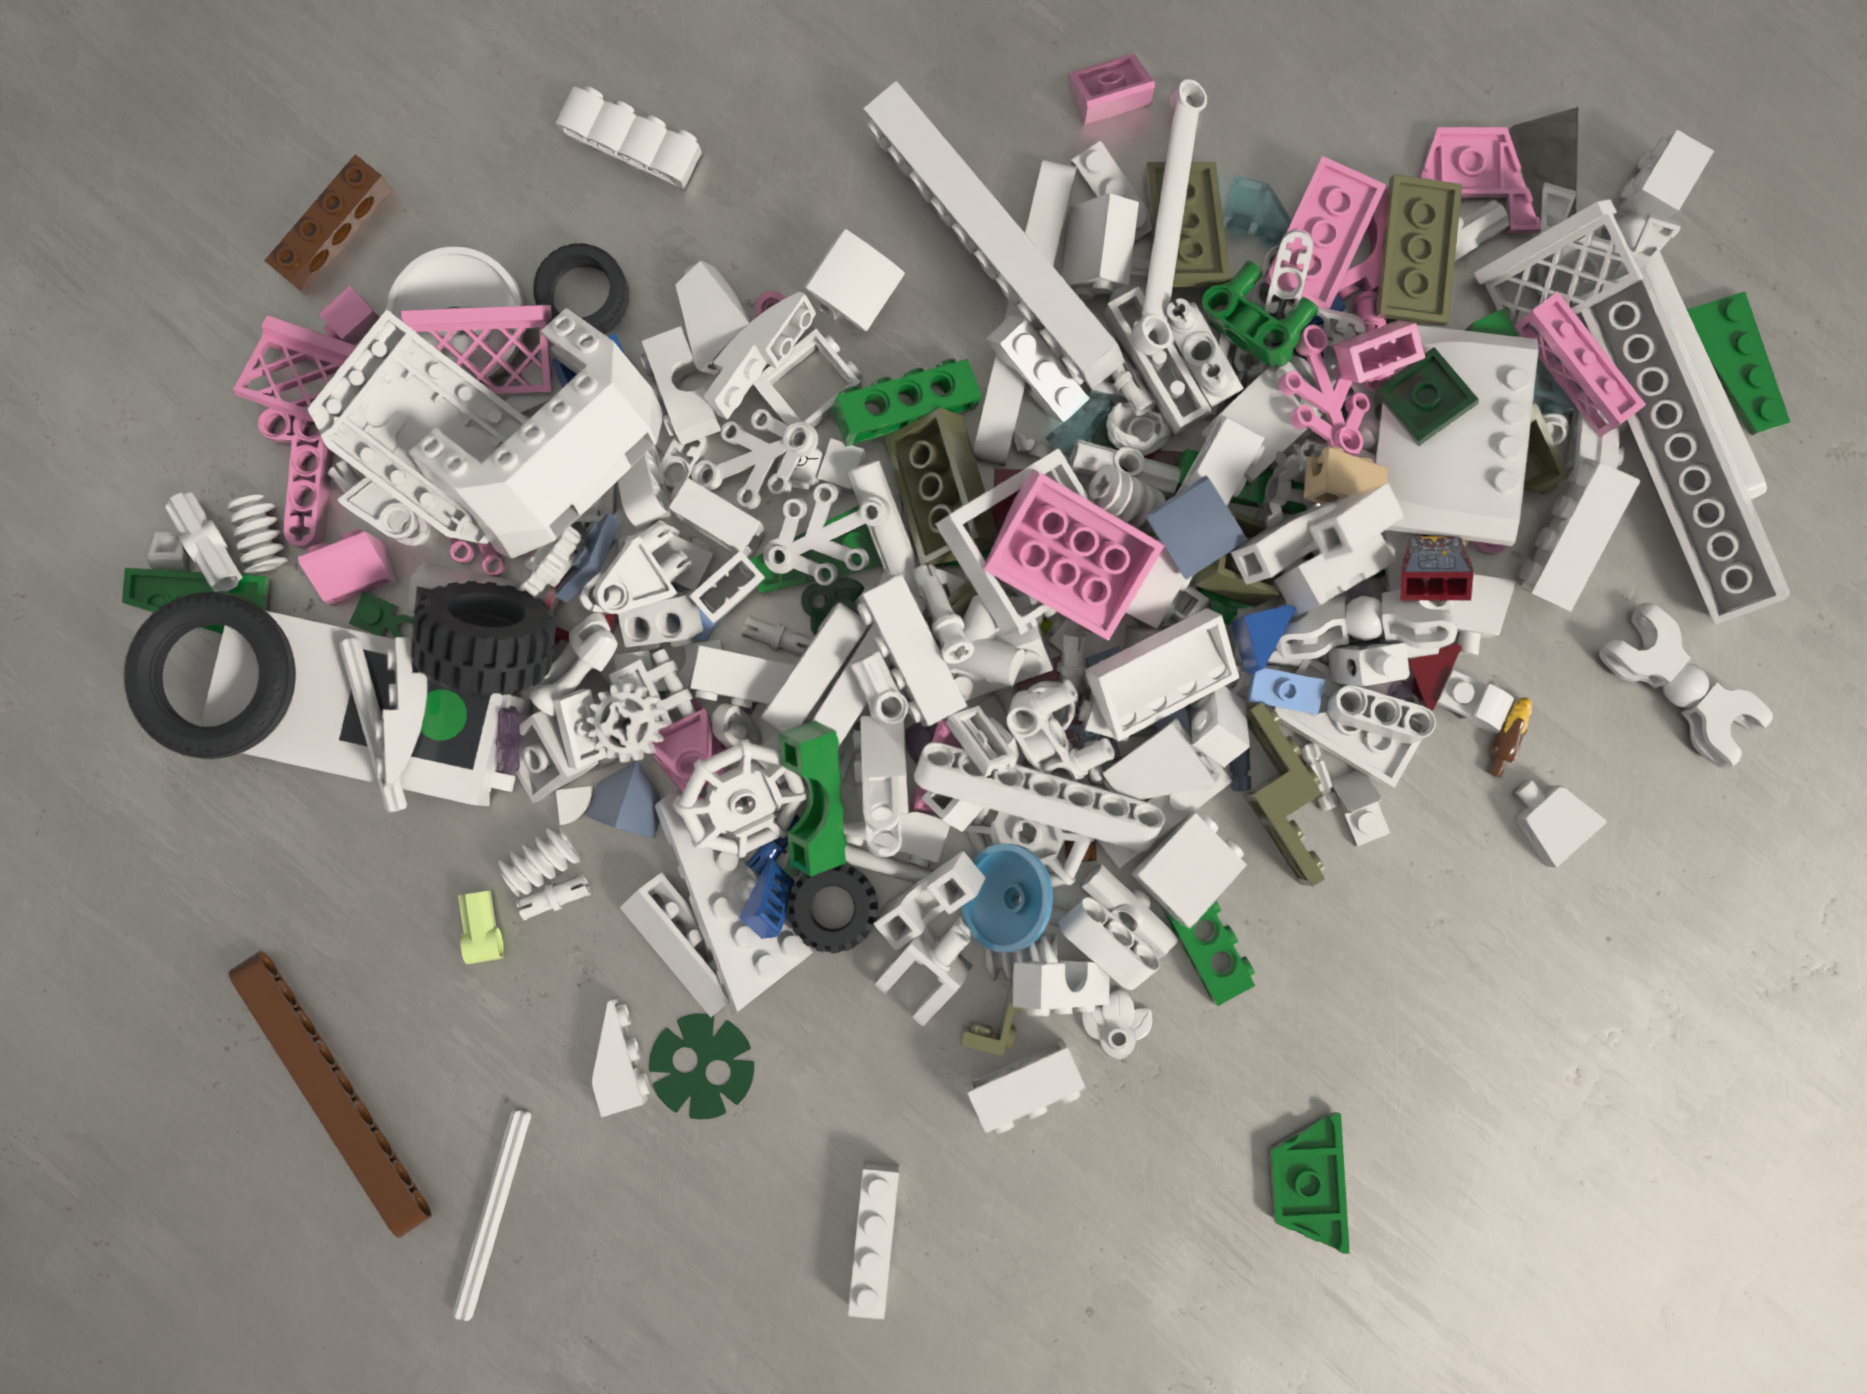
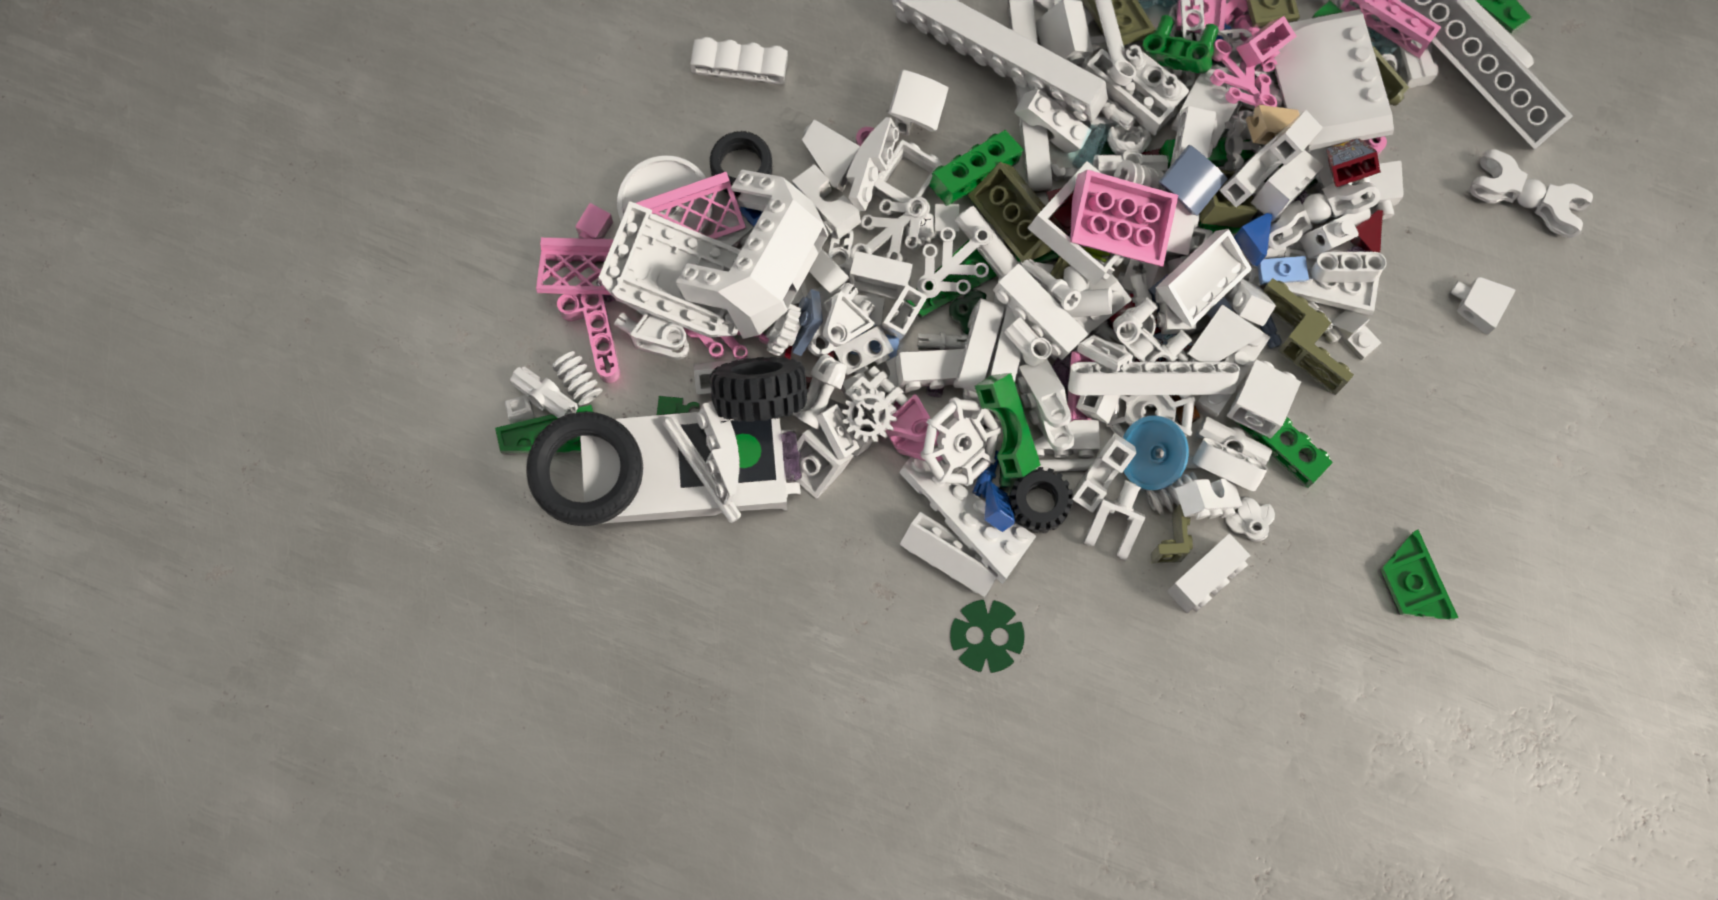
camera: 20 degrees left, 10 degrees down
(329, 223) = (561, 170): reddish brown brick -> none
(330, 1094) = (745, 731): reddish brown beam -> none
(348, 567) = (647, 379): bright pink slope -> none
(481, 937) = (811, 593): yellowish green piece -> none
(491, 1214) = (880, 779): white axle -> none
(538, 862) = (833, 532): white piece -> none
(553, 897) = (851, 554): white pin -> none
(573, 803) = (843, 489): white tile -> none
(616, 1071) = (933, 654): white slope -> none
(627, 801) = (879, 476): sand blue slope -> none
(733, 724) = (934, 402): white plate -> none
(873, 1240) = (1149, 724): white arch -> none
(1426, 396) = (1305, 61): dark green tile -> none
(1476, 702) = (1407, 242): white brick -> none
(1509, 739) = (1433, 260): reddish brown piece -> none
(1577, 532) = (1428, 117): white brick -> none

